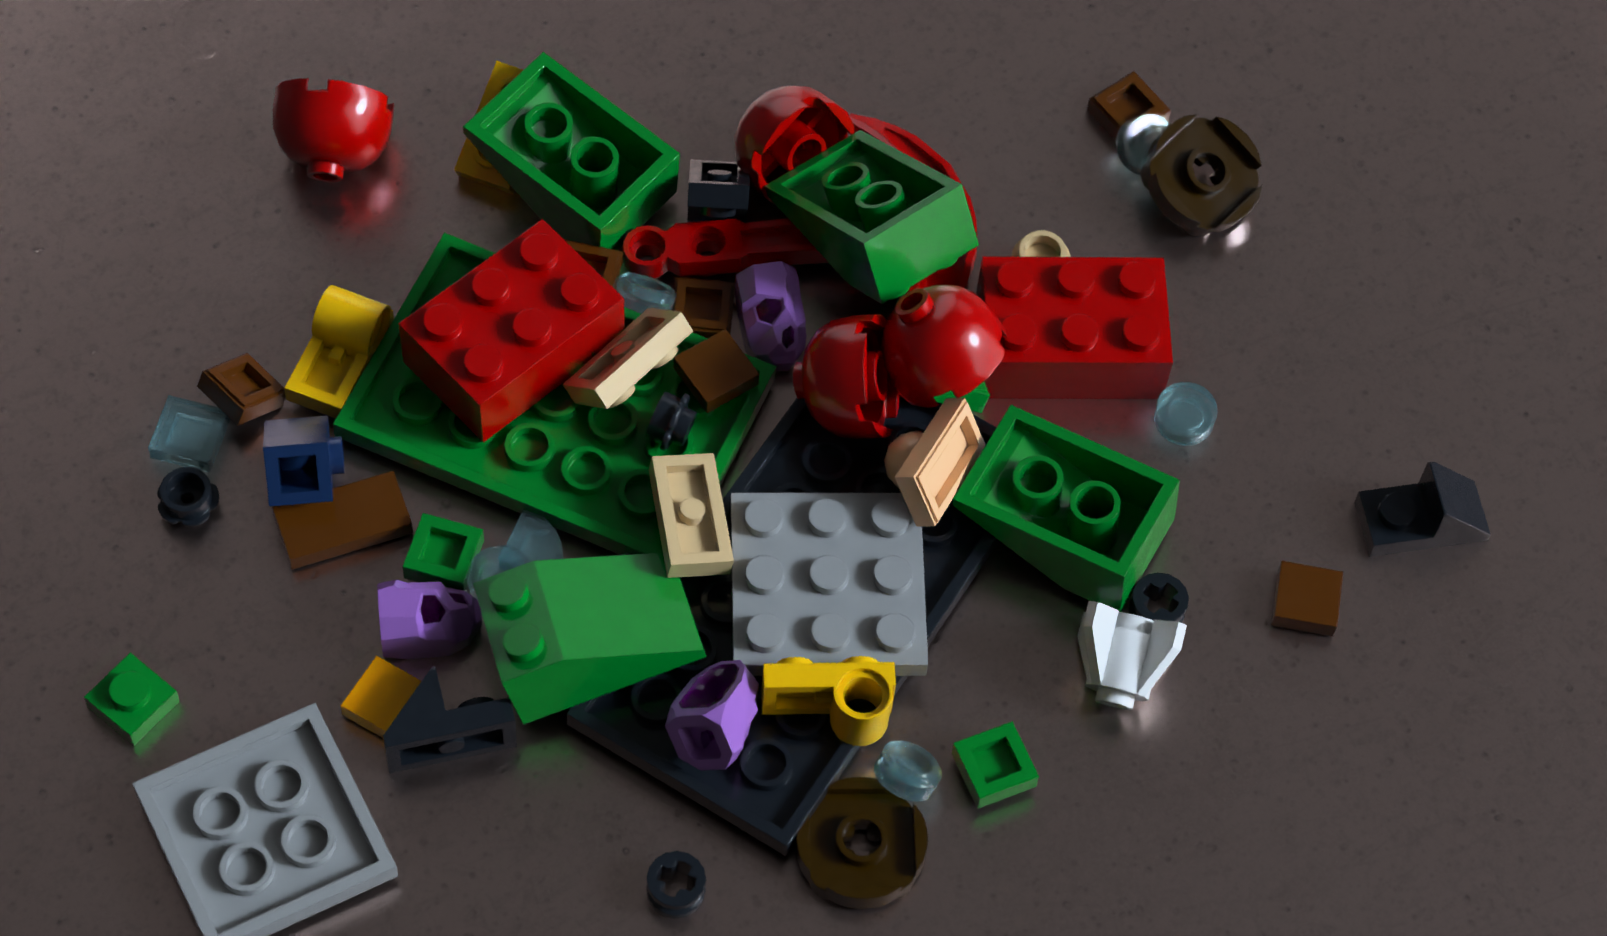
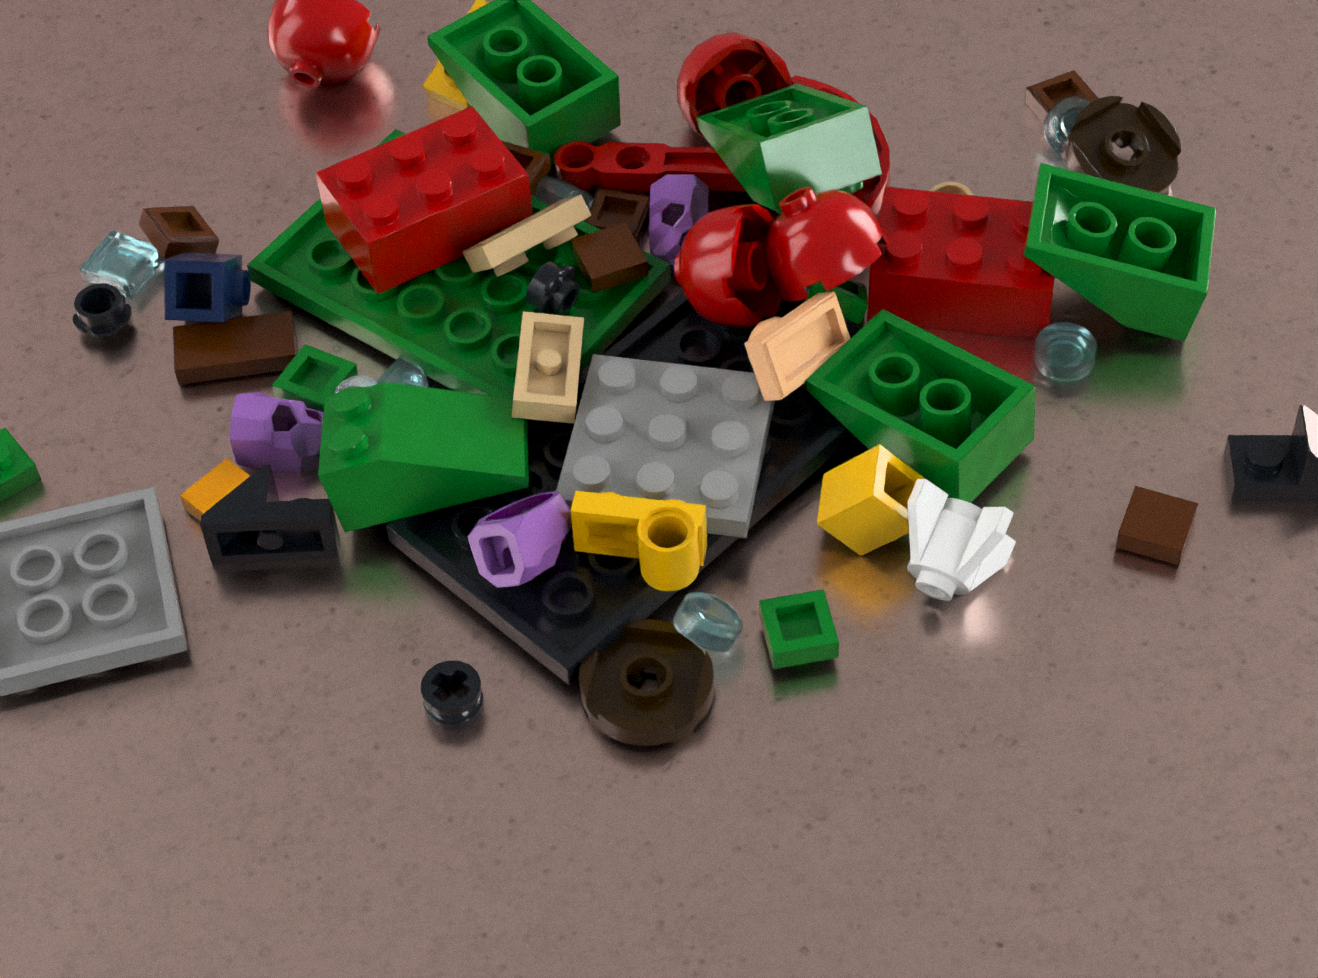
camera: 20 degrees right, 10 degrees down
(341, 345) = (279, 196): yellow plate -> none
(717, 191) = (652, 121): black slope -> none
(1037, 619) = (867, 500): none -> yellow brick
(1155, 586) = (1009, 495): black bush -> none
(1232, 300) = (1123, 248): none -> green slope

